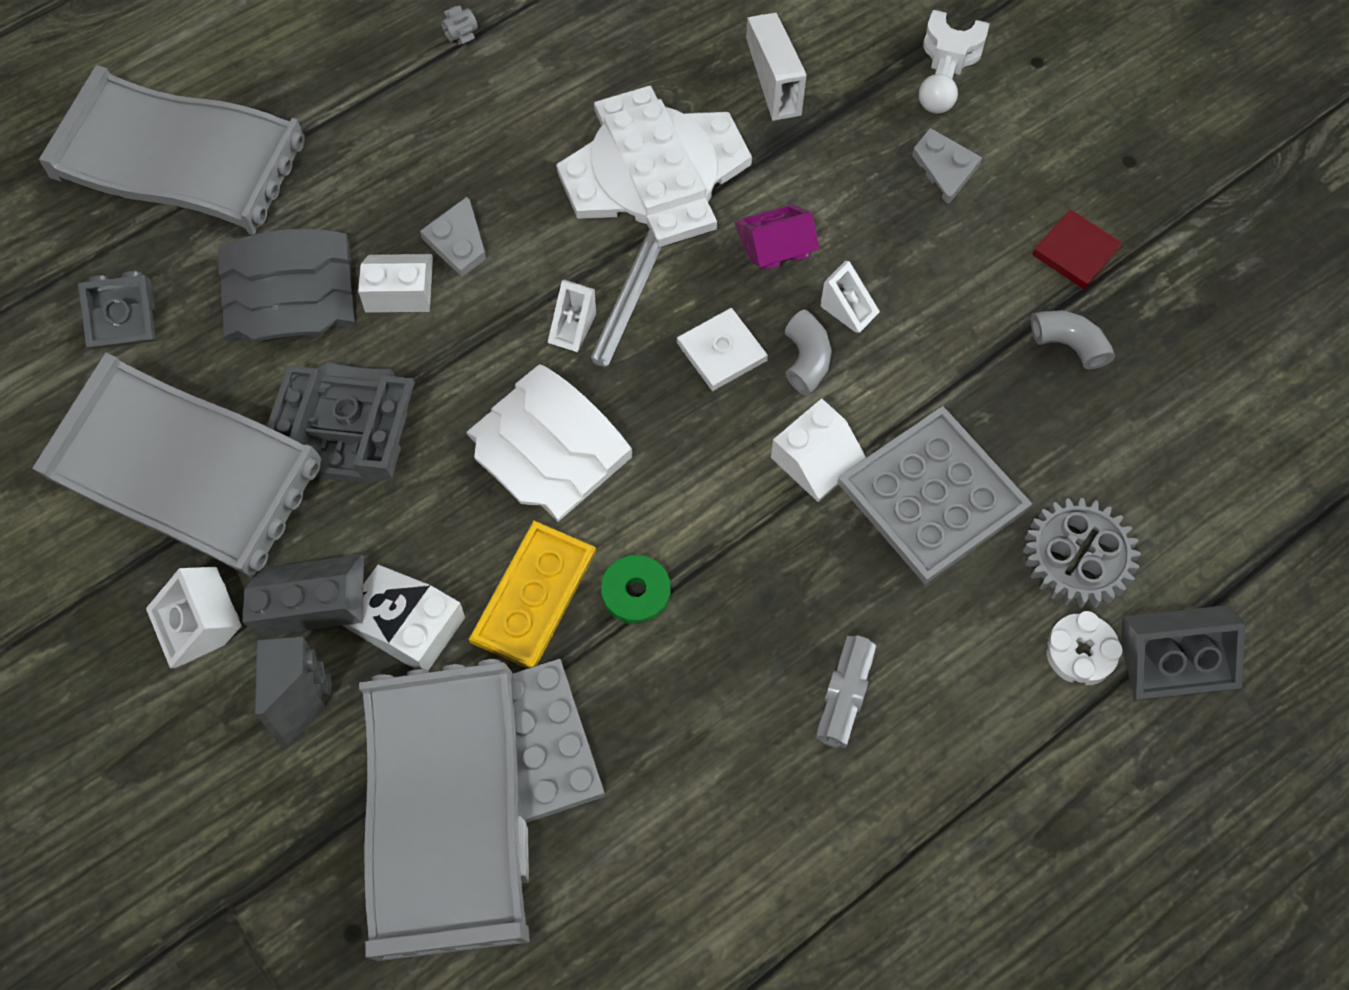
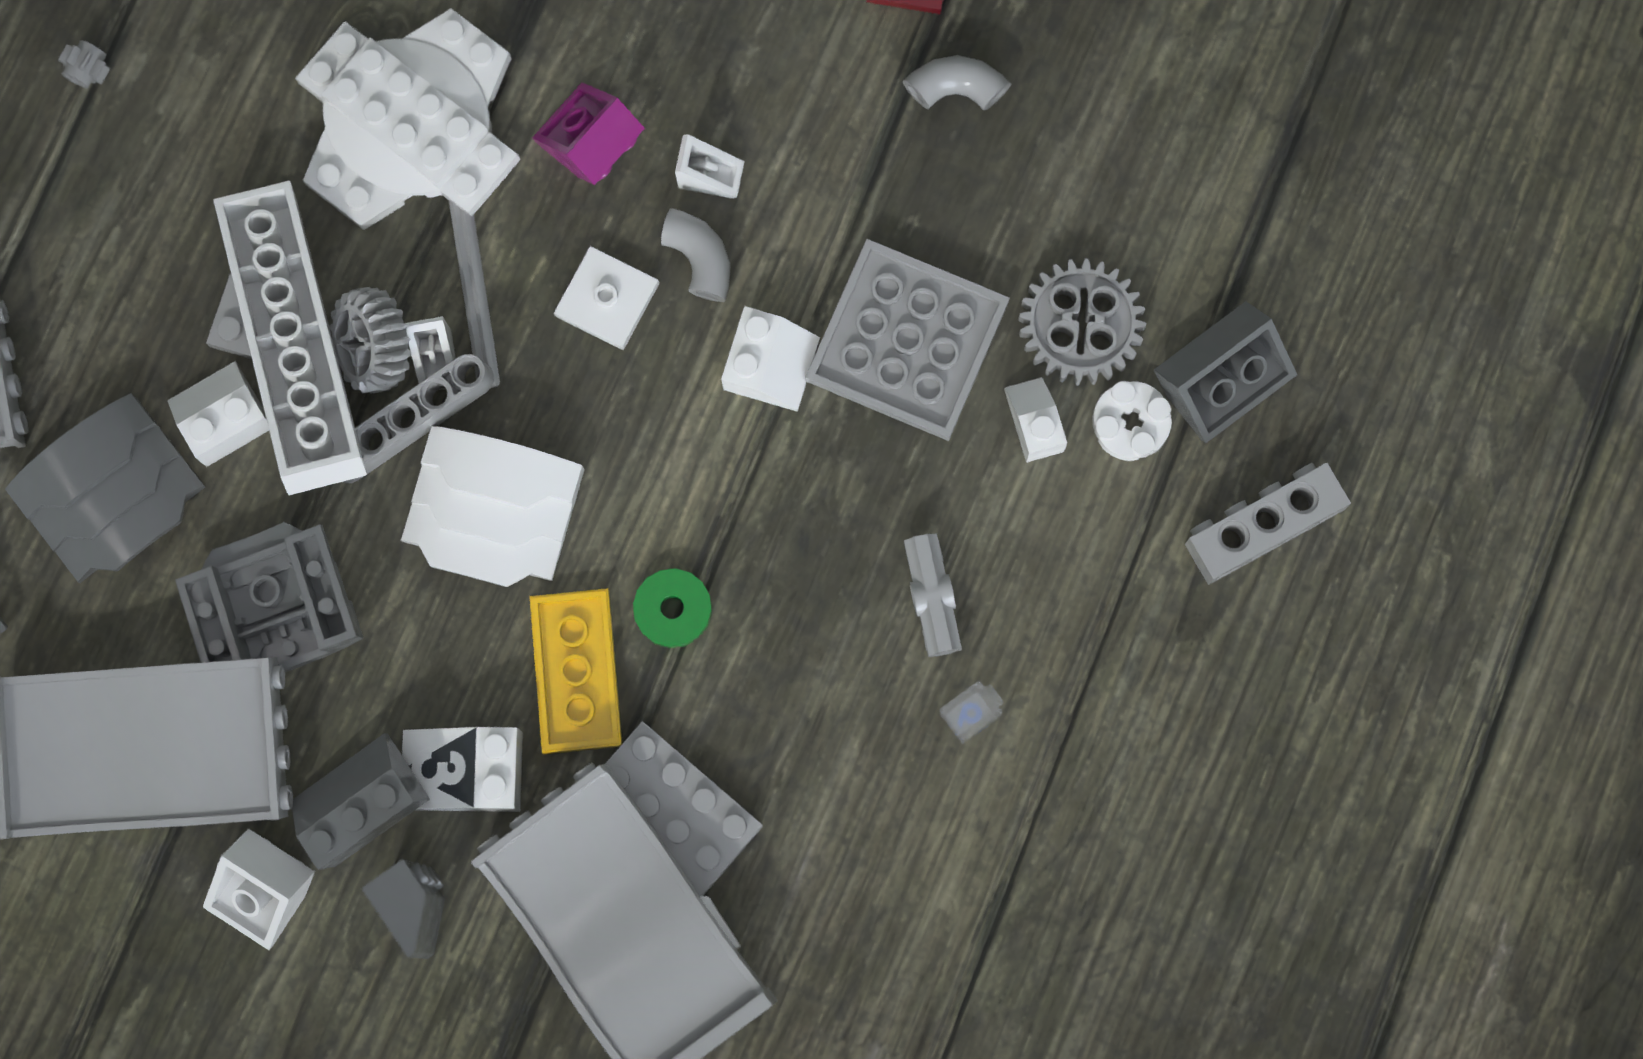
camera: 25 degrees left, 15 degrees up
(474, 251) = (289, 338): none -> white brick
(510, 342) = (426, 414): none -> light grey beam
(533, 281) = (370, 340): none -> light grey gear
(827, 799) = (972, 711): none -> clear brick
(1004, 607) = (1036, 419): none -> white slope
(1218, 782) = (1217, 560): none -> light grey brick

